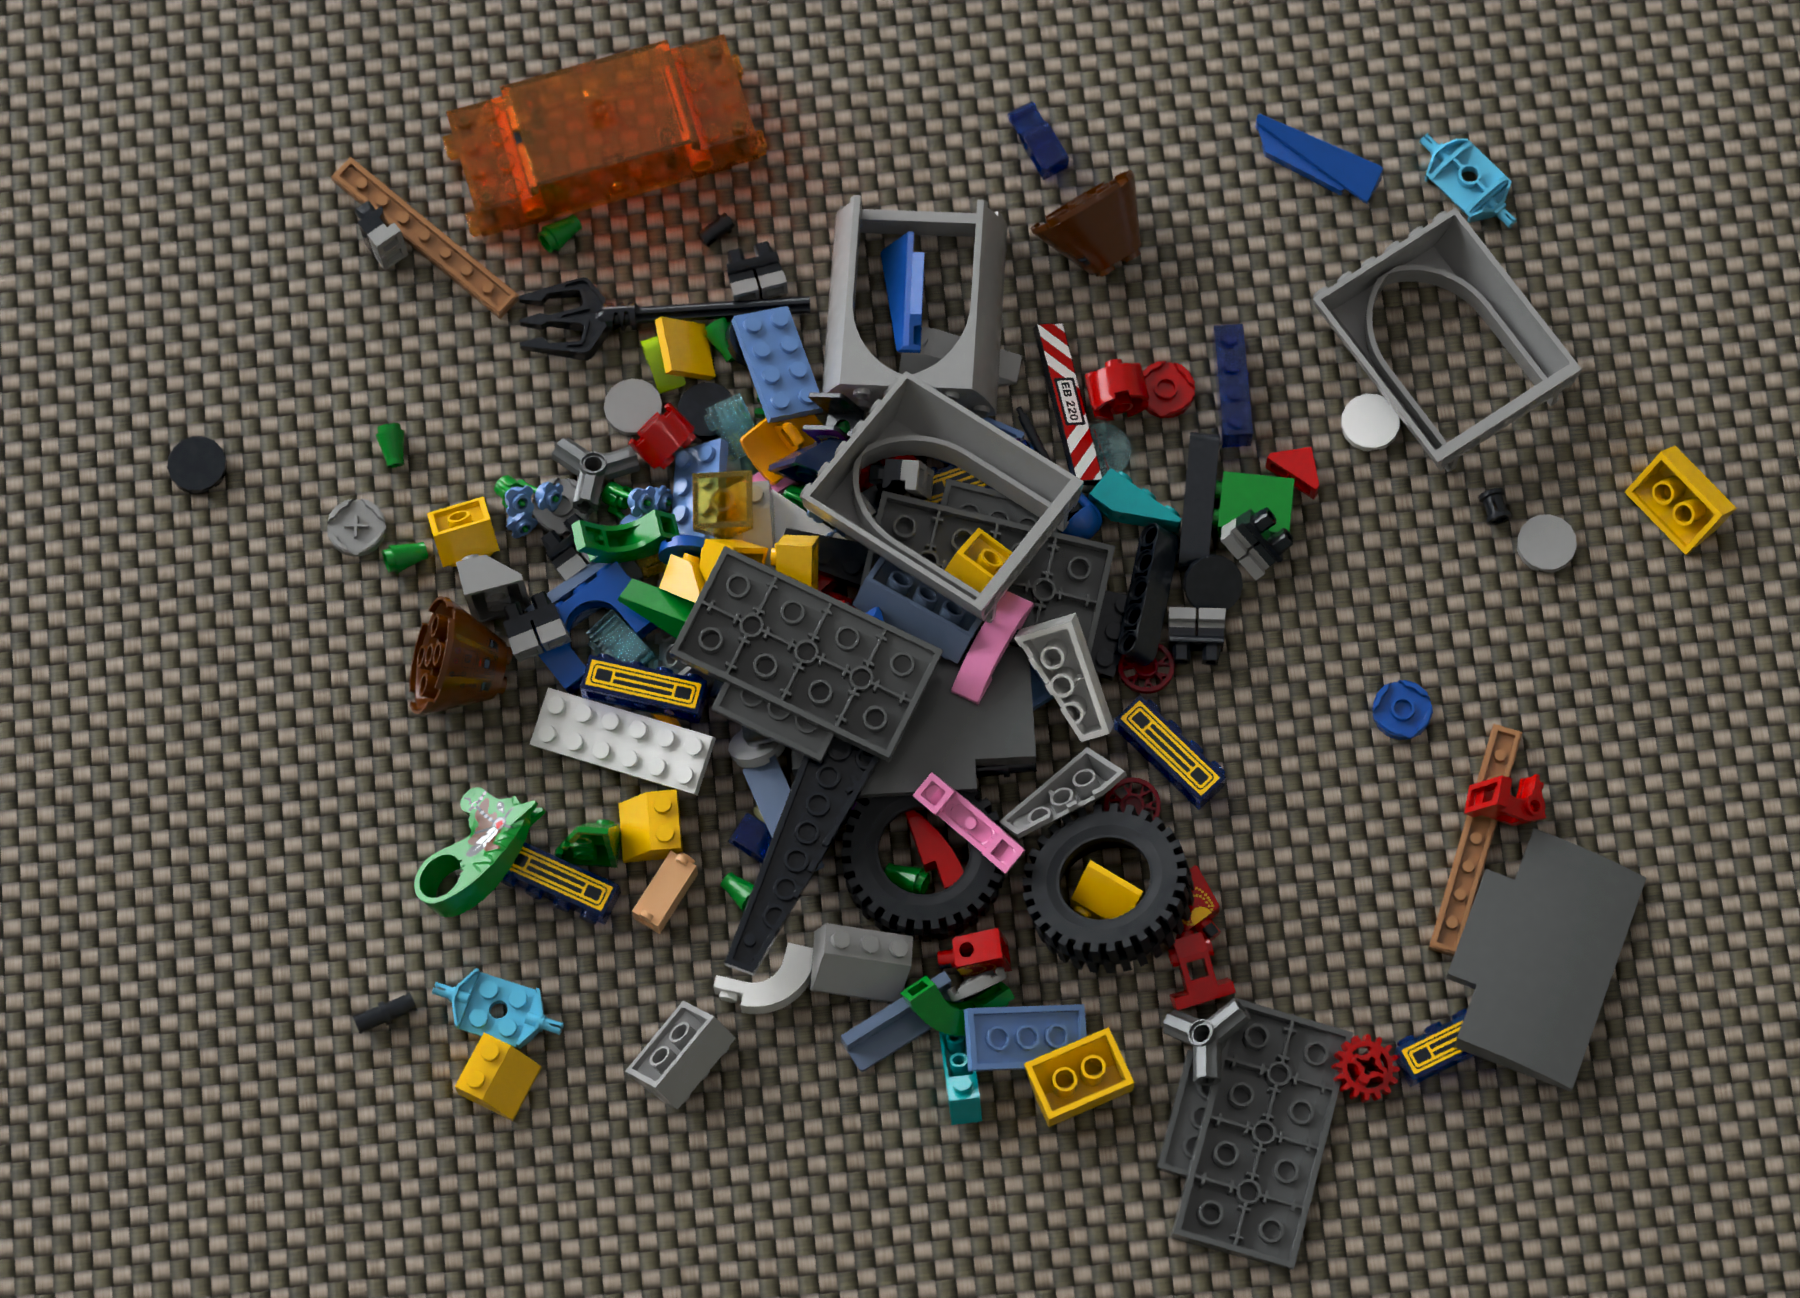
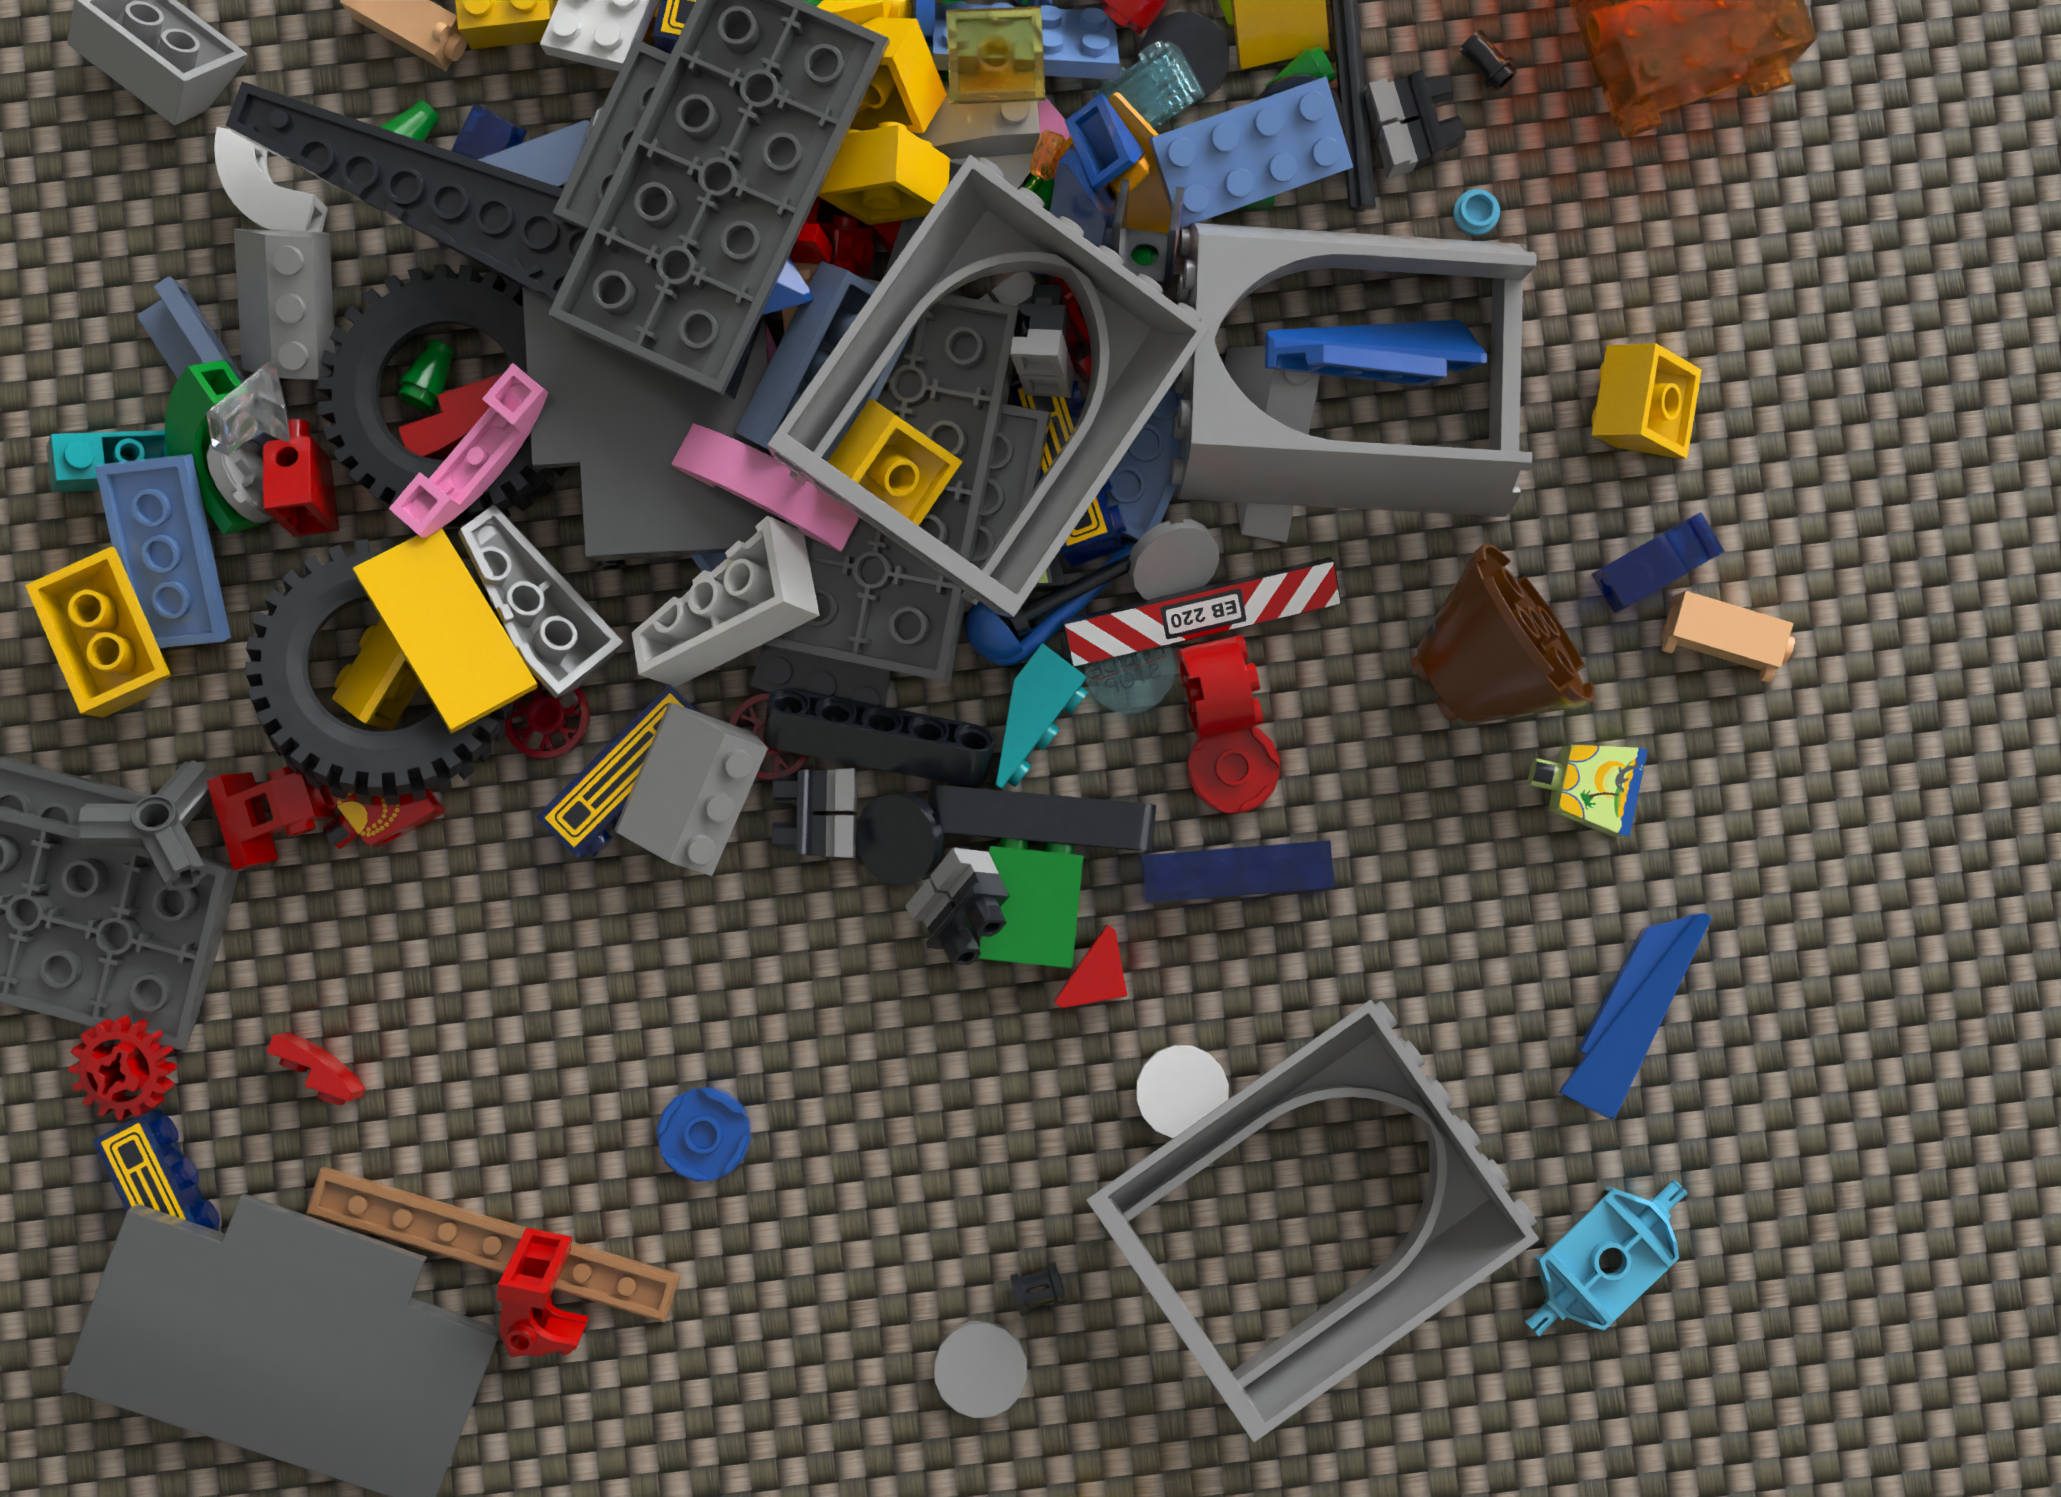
camera: 85 degrees right, 15 degrees up
(774, 446) = (1102, 141): none -> blue slope
(778, 482) = (1047, 154): none -> clear orange tile
(812, 239) = (1476, 212): none -> medium azure plate
(936, 144) = (1646, 400): none -> yellow slope
(936, 961) = (247, 409): none -> clear slope
(1036, 416) = (1173, 559): none -> light grey tile
(1083, 101) = (1728, 633): none -> light nougat brick
(1083, 837) = (445, 629): none -> yellow tile
(1178, 179) = (1593, 785): none -> torso
(1182, 702) = (691, 788): none -> light grey slope
(1367, 941) = (327, 1073): none -> red slope

